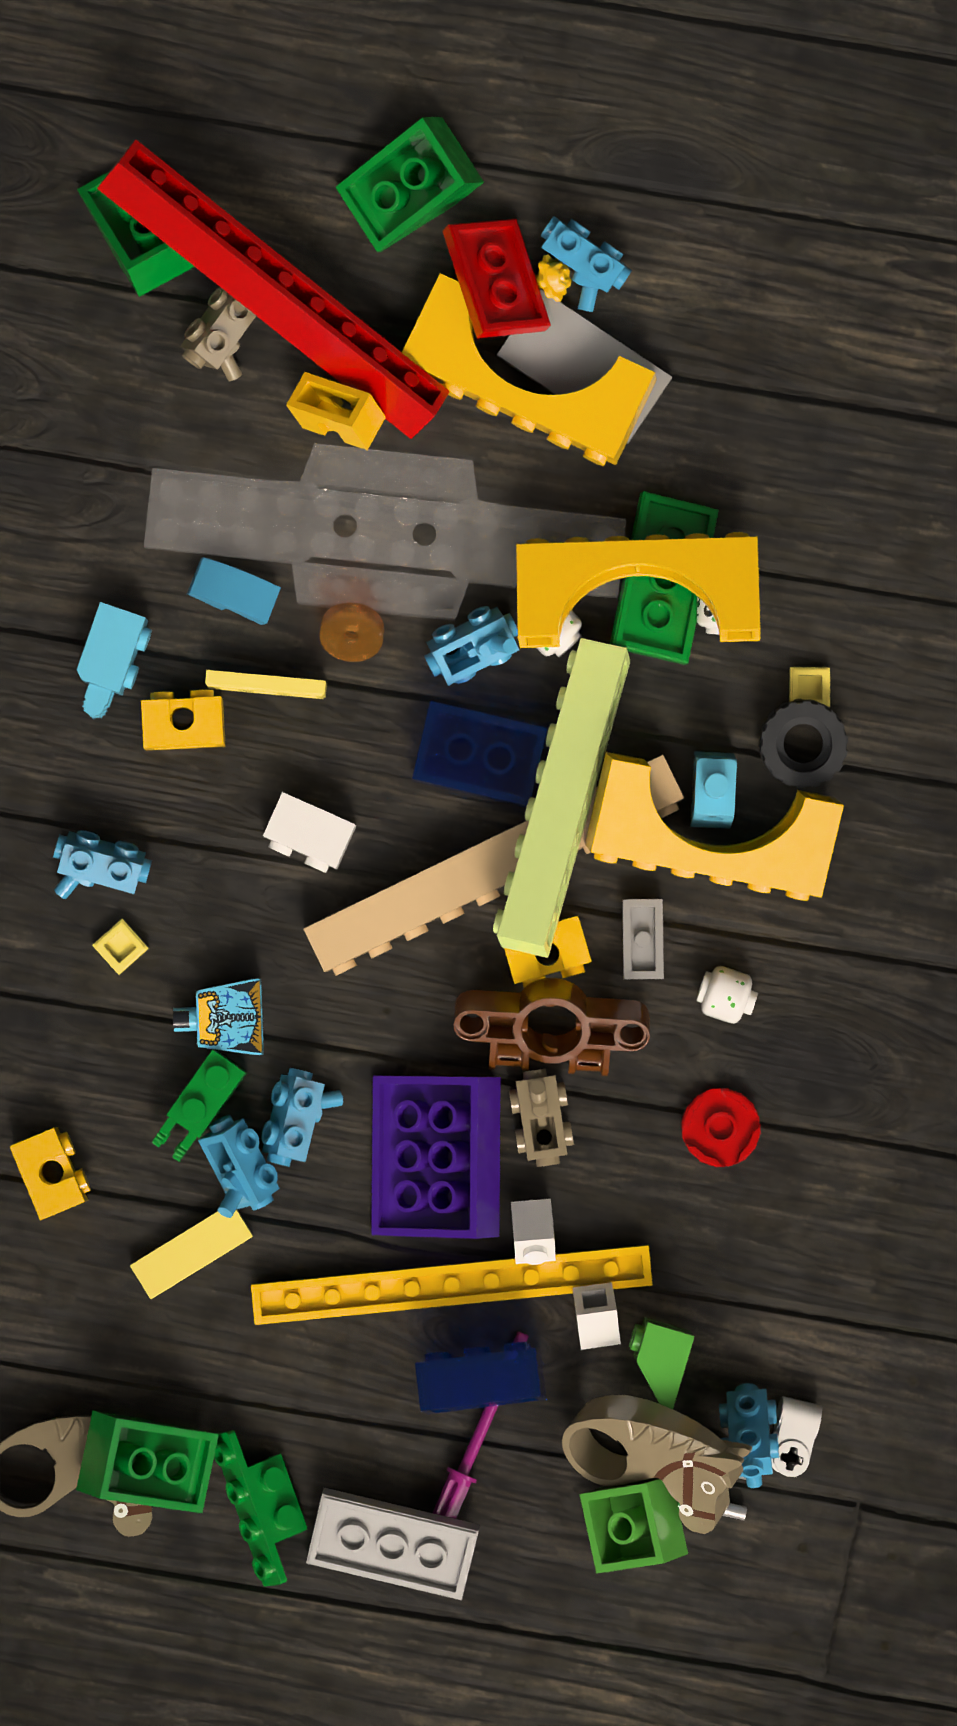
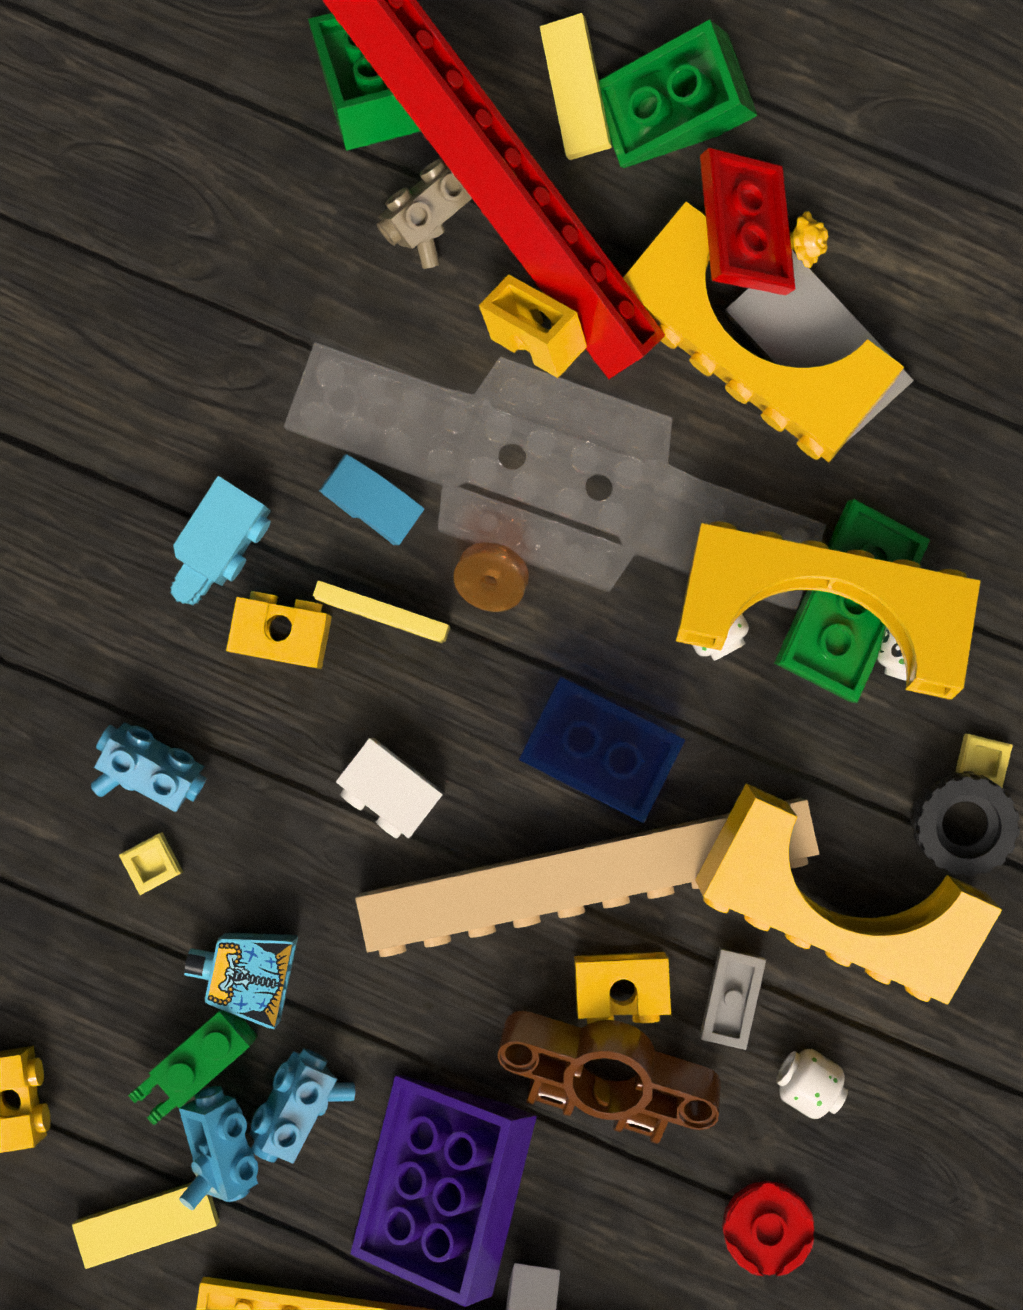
camera: 20 degrees right, 0 degrees up
(322, 193) = (575, 86): none -> light yellow tile
(480, 643) = (629, 624): dark azure brick -> none
(539, 1103) = (573, 1156): dark tan brick -> none
(563, 797) = (683, 826): yellowish green brick -> none
(593, 265) = (857, 233): dark azure brick -> none
(713, 790) = (854, 850): medium azure torso -> none

